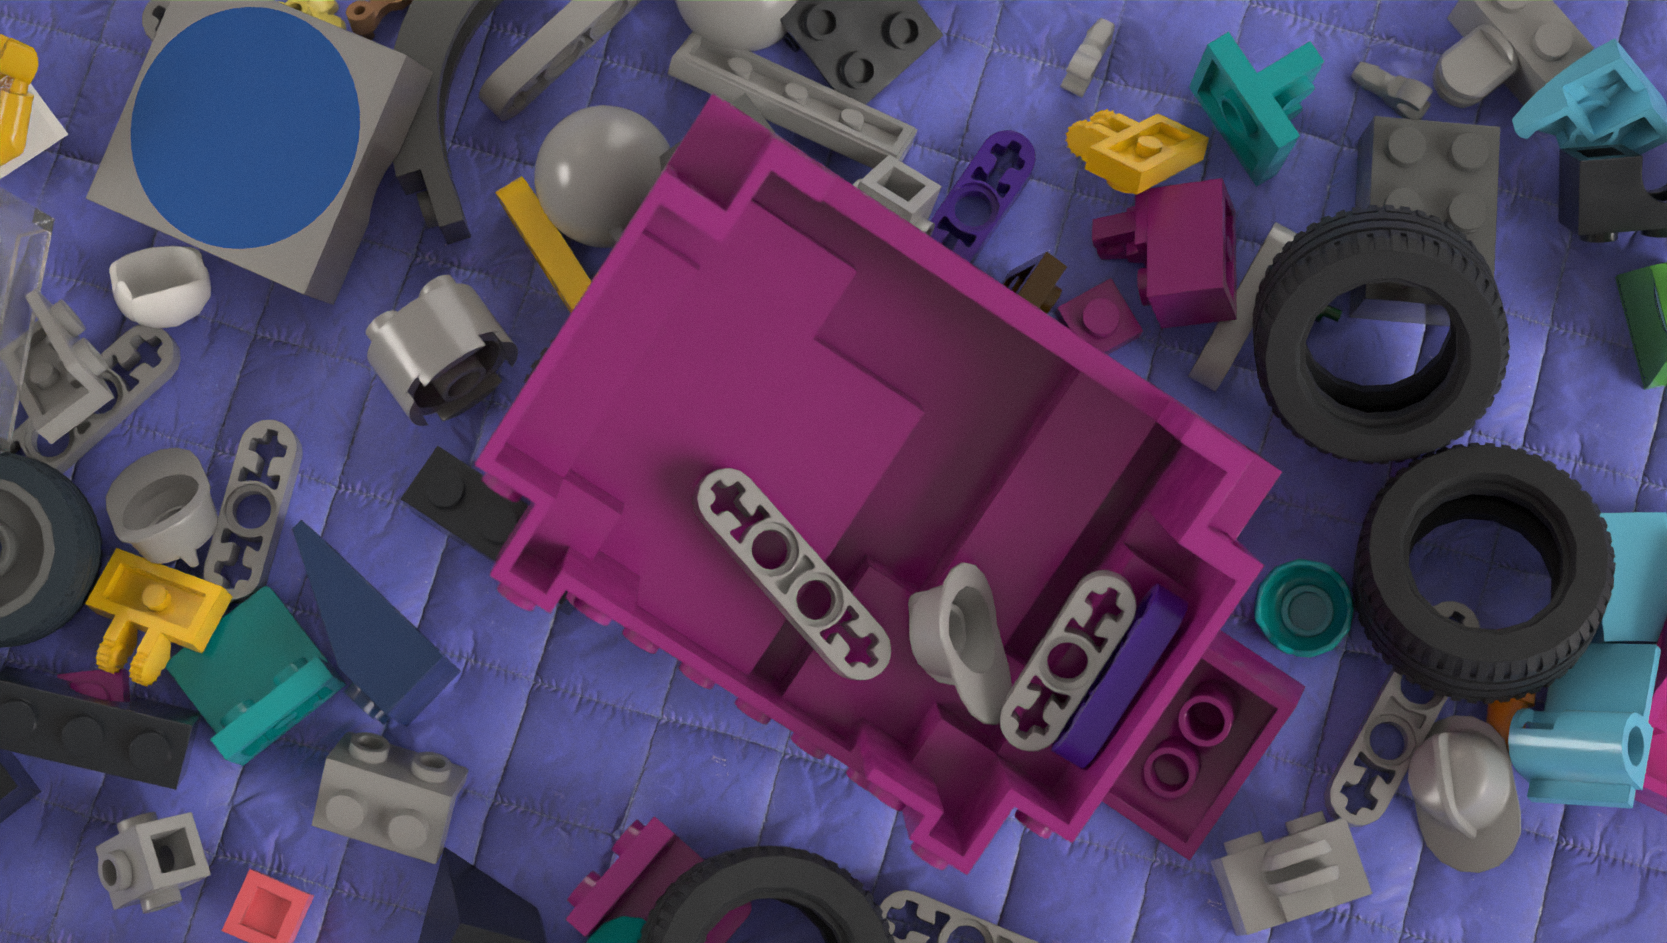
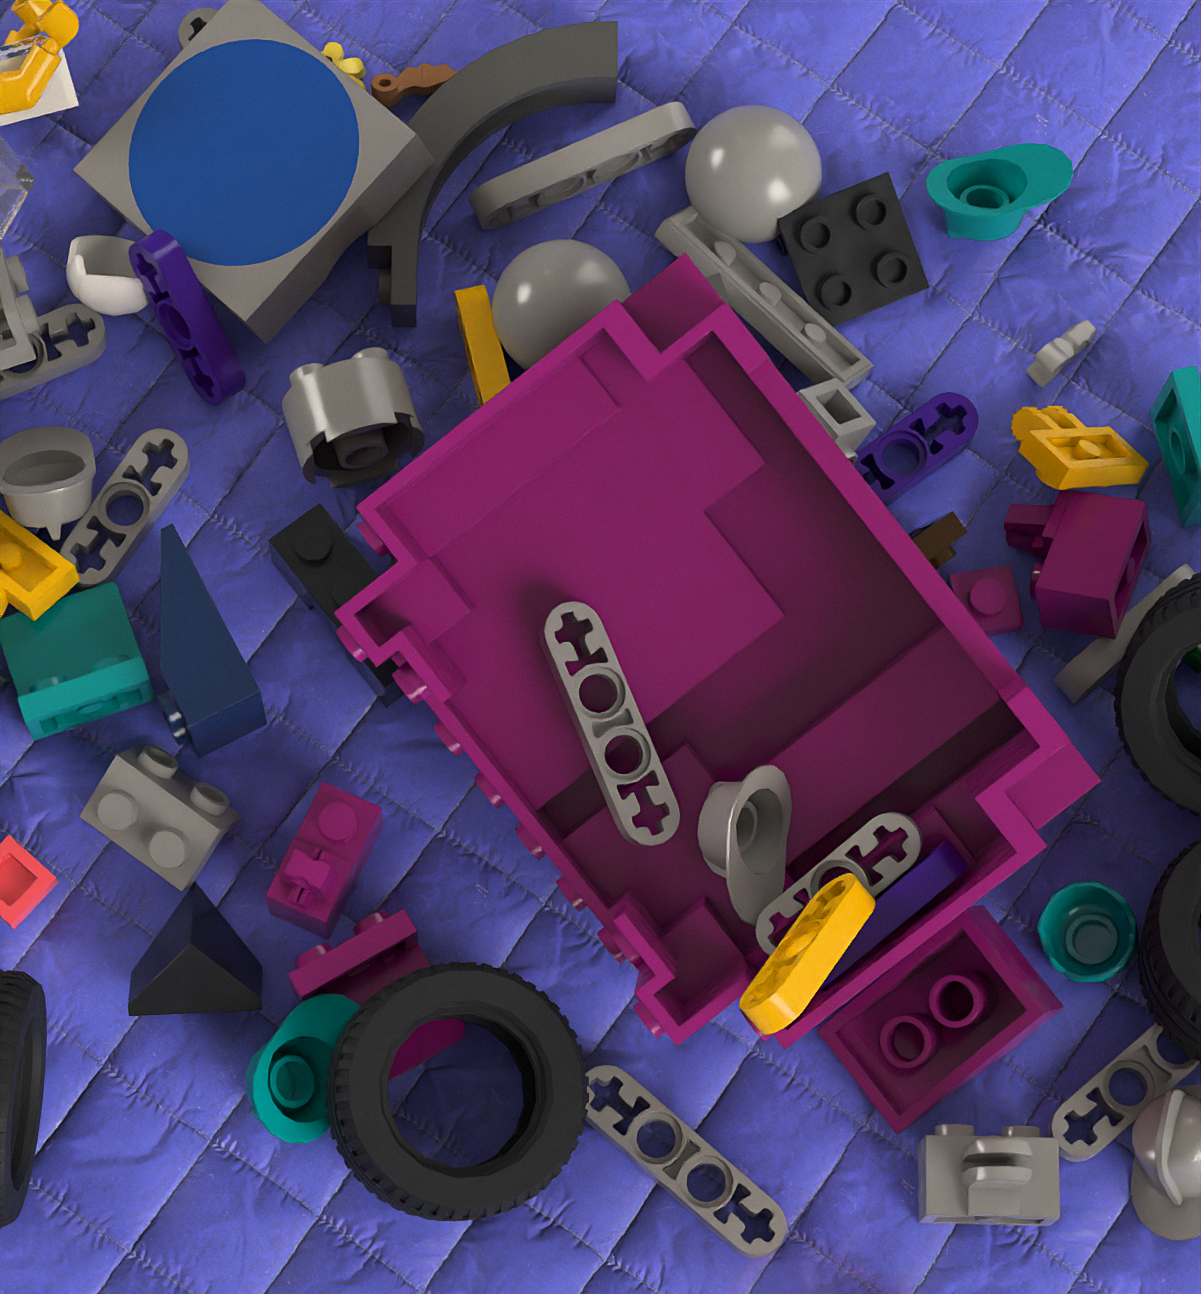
camera: 15 degrees right, 5 degrees down
(246, 305) = (187, 317): none -> dark purple beam
(561, 788) = (324, 860): none -> magenta hinge
(1065, 748) = (807, 954): none -> yellow beam

